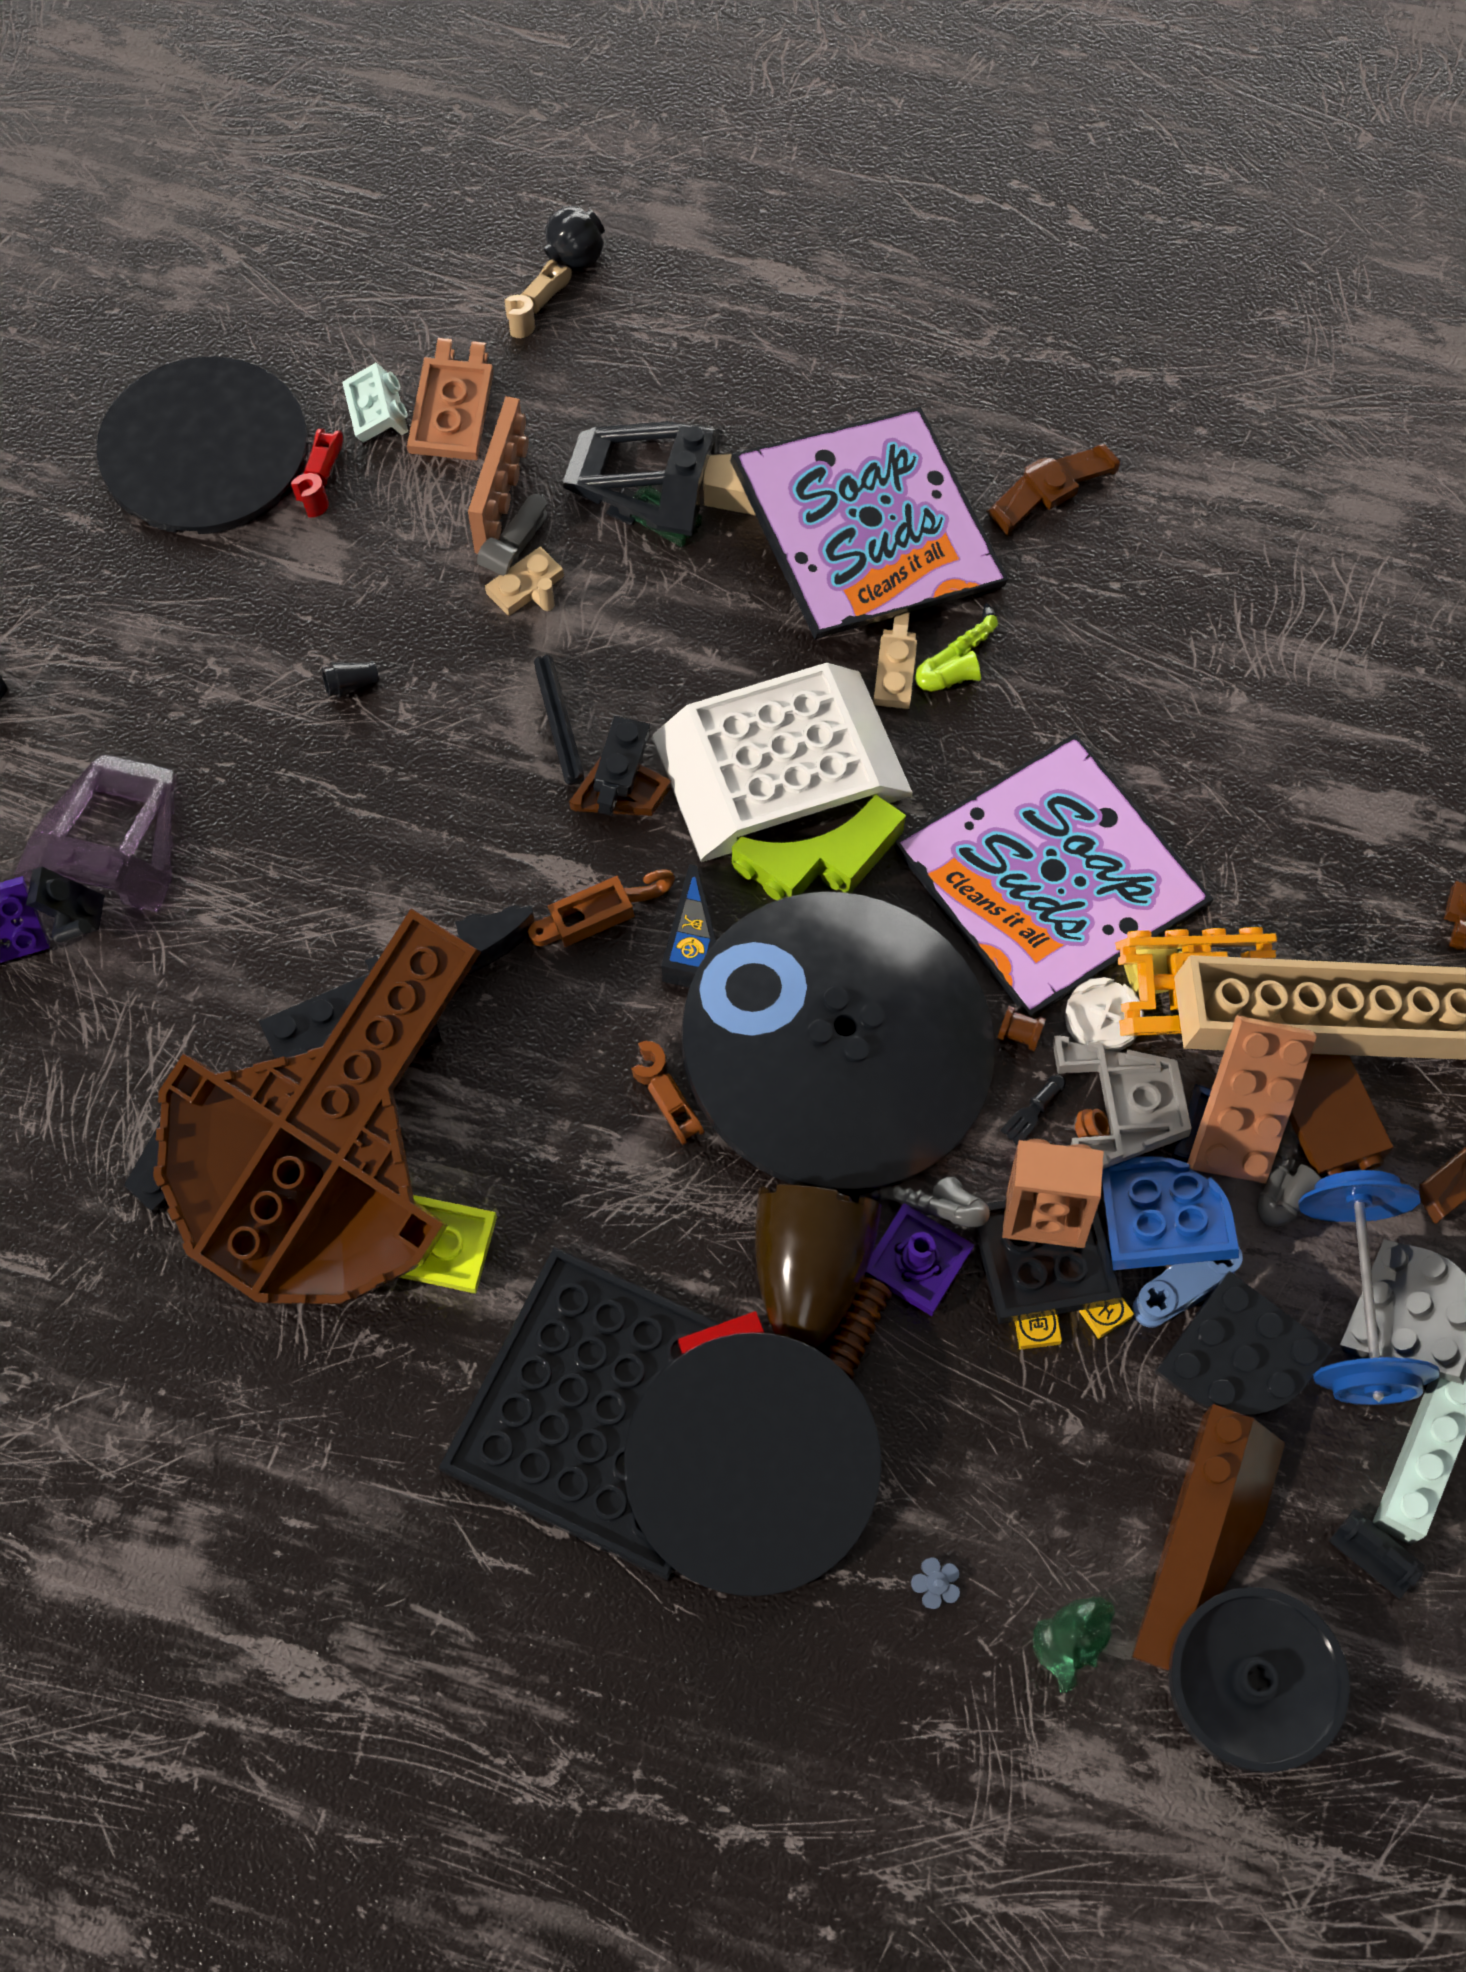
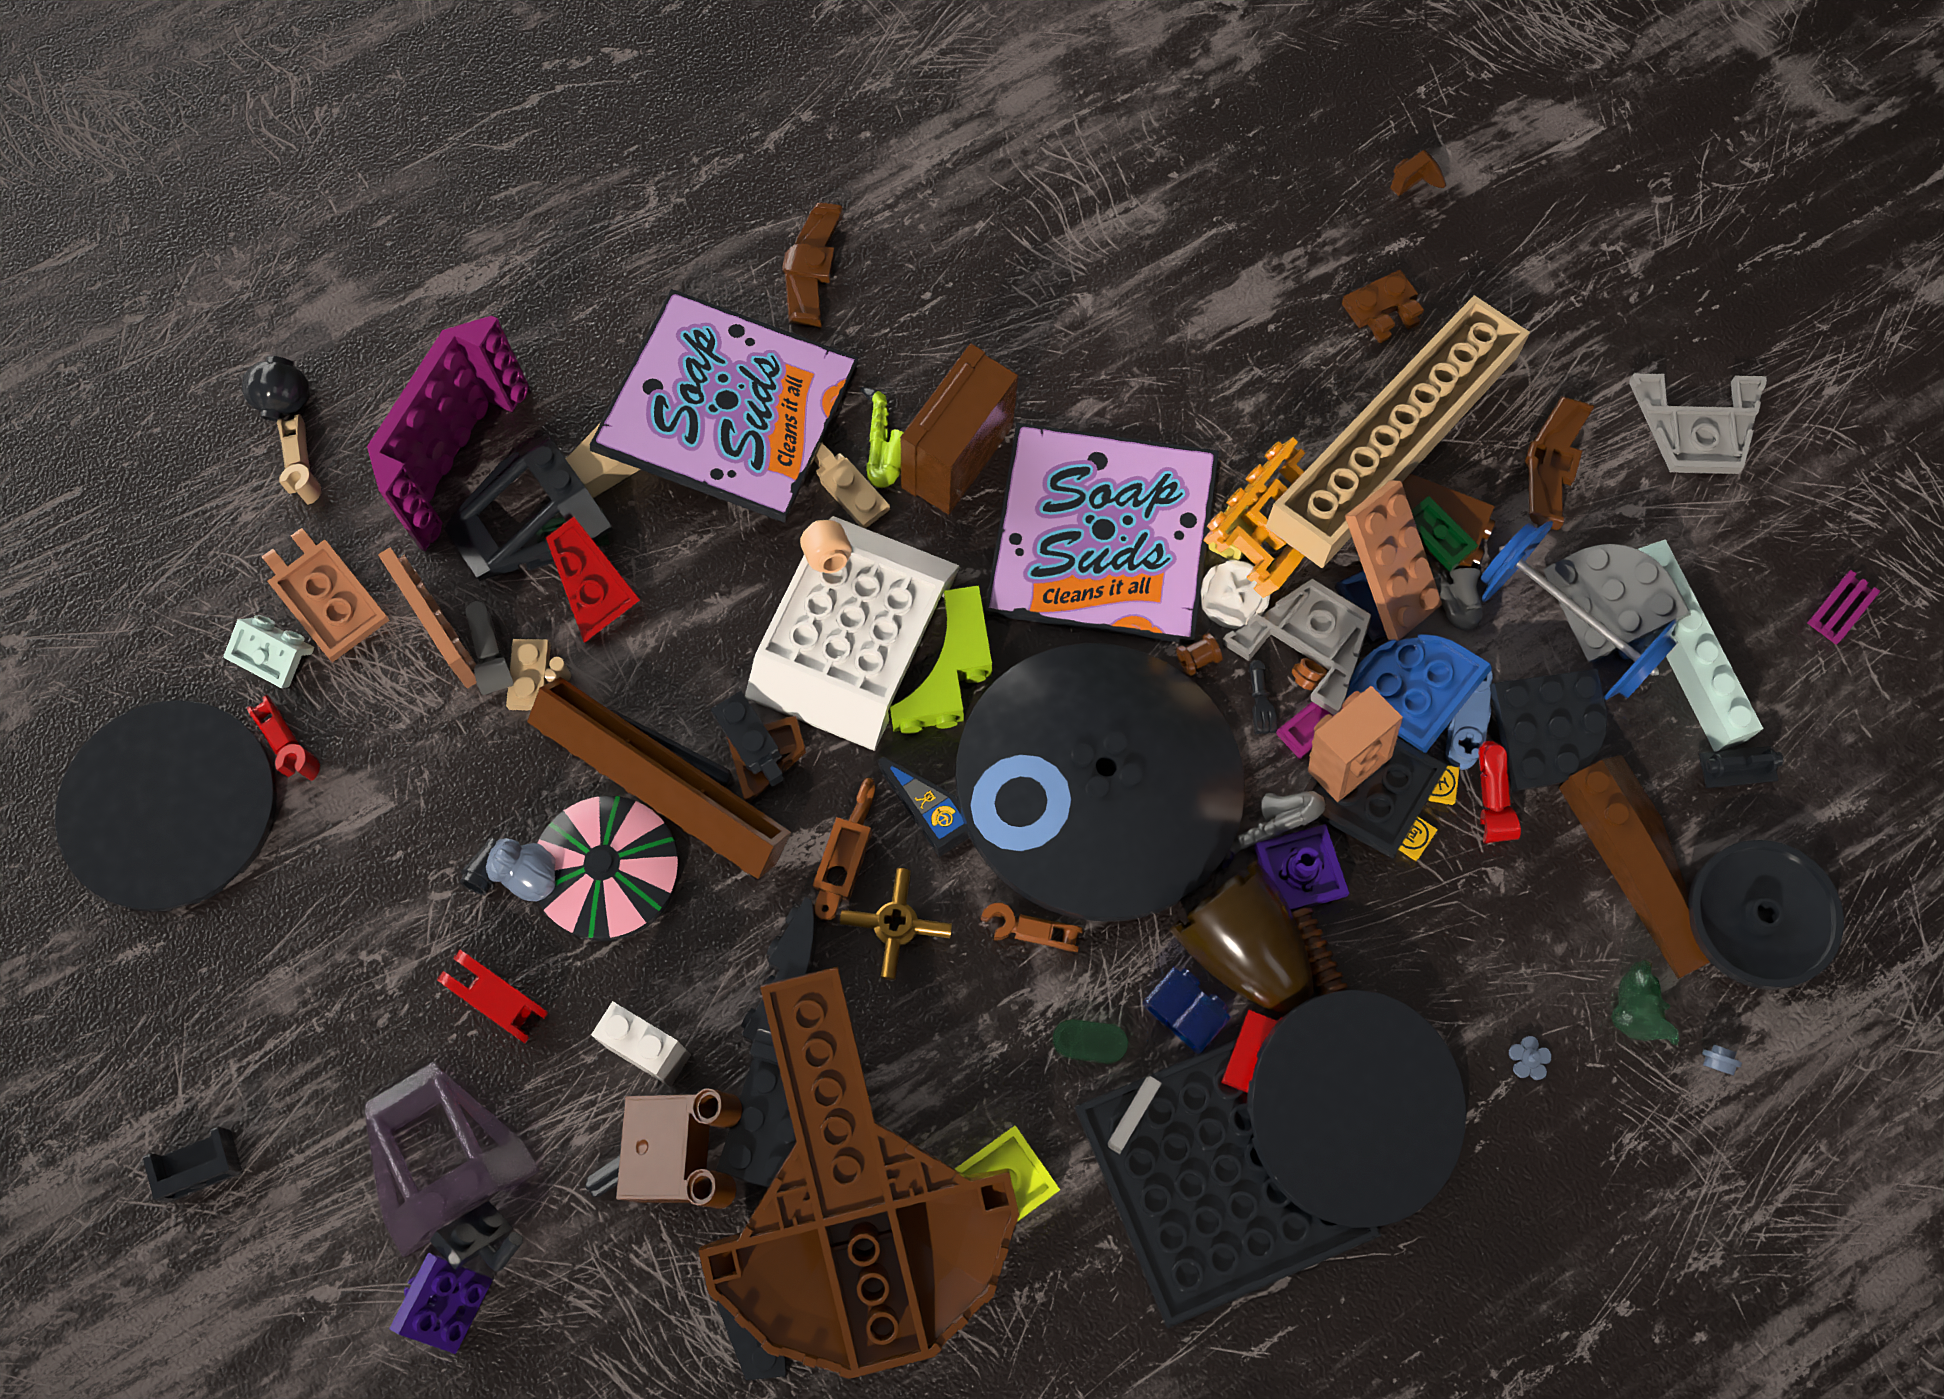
camera: 45 degrees left, 5 degrees up
(246, 976) = (668, 1151): none -> piece
(256, 766) = (493, 997): none -> red piece
(307, 888) = (641, 1044): none -> white brick
(368, 698) = (523, 869): none -> sand blue hair
(427, 758) = (610, 868): none -> dish
(528, 731) = (658, 777): none -> reddish brown brick
(568, 1000) = (905, 932): none -> pearl gold bar
(584, 1292) = (1133, 1114): none -> light grey tile
(618, 1216) = (1090, 1041): none -> clear green tile
(635, 554) = (589, 579): none -> red wing
(644, 344) = (436, 416): none -> magenta slope
(712, 1265) = (1187, 1009): none -> clear blue brick
(818, 675) = (826, 546): none -> light nougat head
(1013, 685) = (958, 429): none -> reddish brown container
(1090, 1749) = (1721, 1060): none -> sand blue plate
(1117, 1382) = (1500, 819): none -> red piece
(1317, 1120) = (1442, 534): none -> dark green plate

